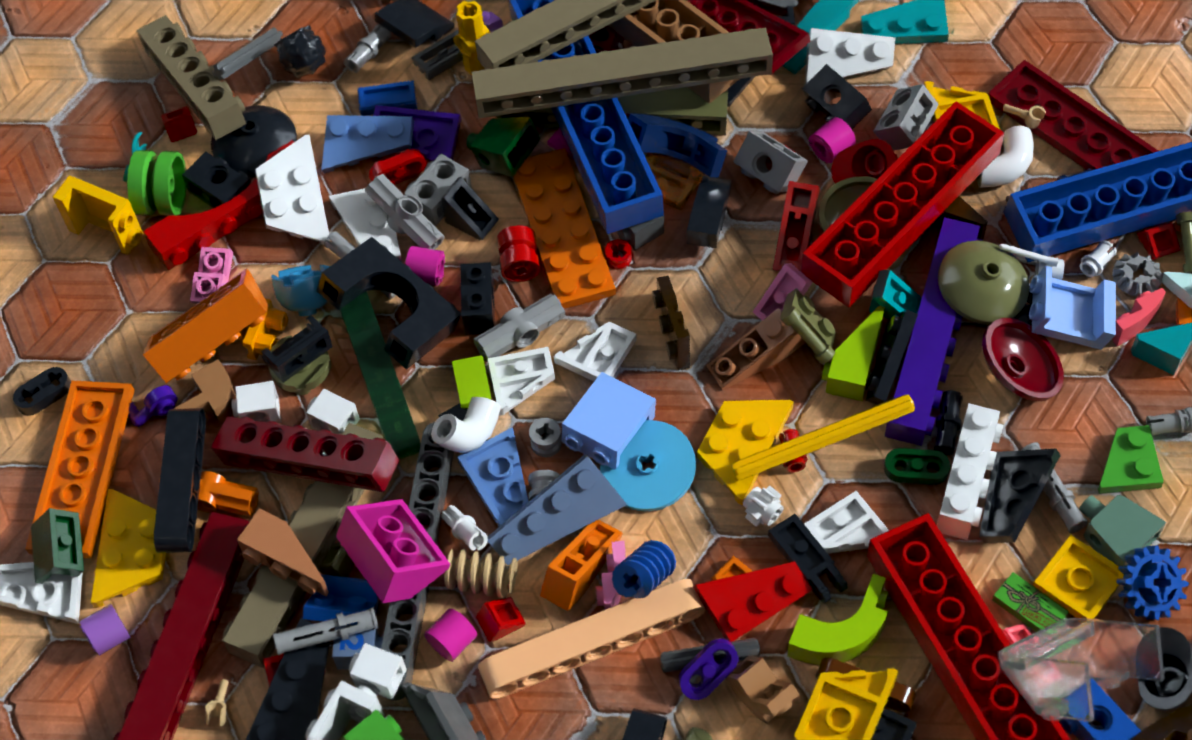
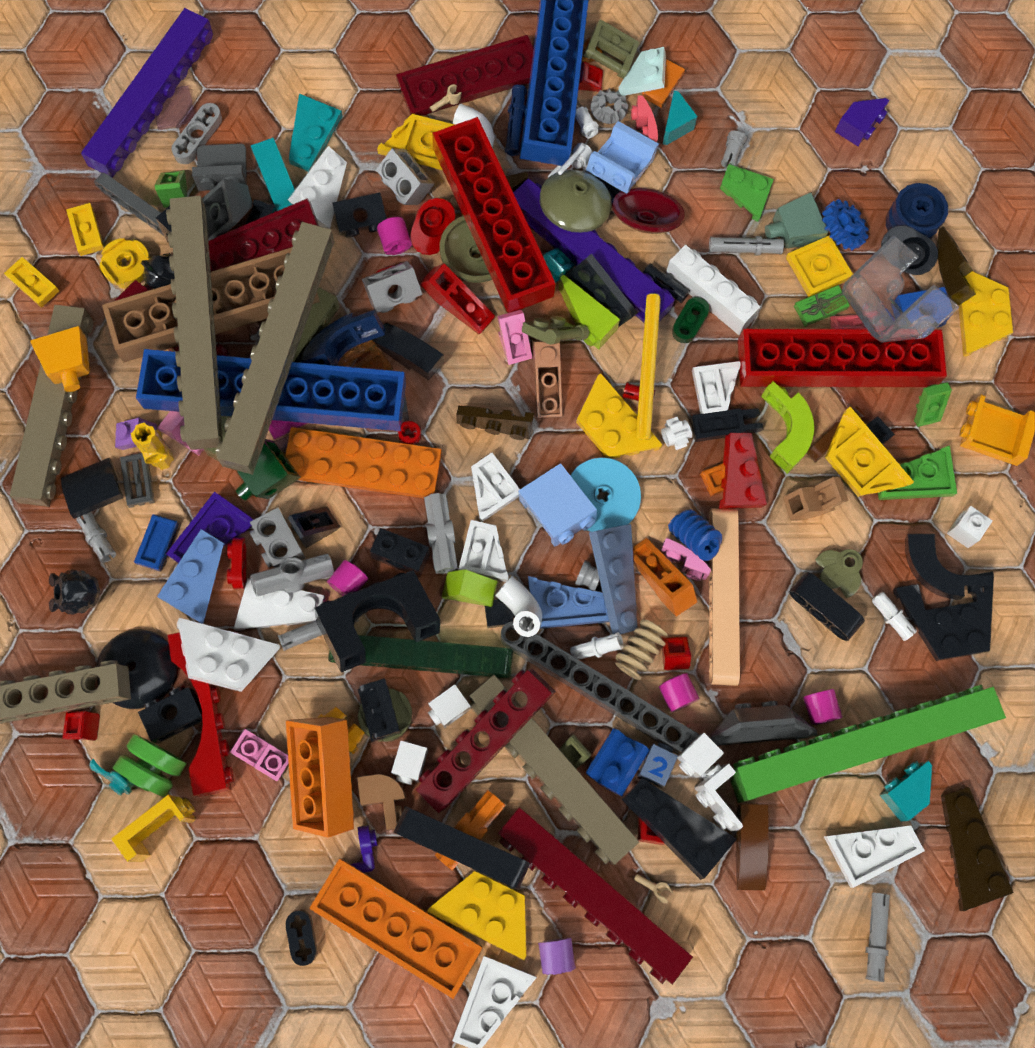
camera: 75 degrees left, 15 degrees up
(57, 545) = (469, 971): dark green panel -> none
(246, 53) = (52, 637): dark grey axle -> none
(276, 546) = (563, 789): nougat slope -> none
(297, 289) = (319, 682): dark azure cylinder -> none
(365, 621) = (648, 790): light grey pin -> none
(391, 549) = (603, 706): dark pink slope -> none
(518, 253) = (370, 503): red wheel -> none
(548, 444) = (543, 561): light grey wheel -> none
(678, 659) = (768, 523): dark grey axle -> none
(710, 669) = (784, 528): dark purple plate -> none
(1013, 491) = (740, 265): black wing -> none

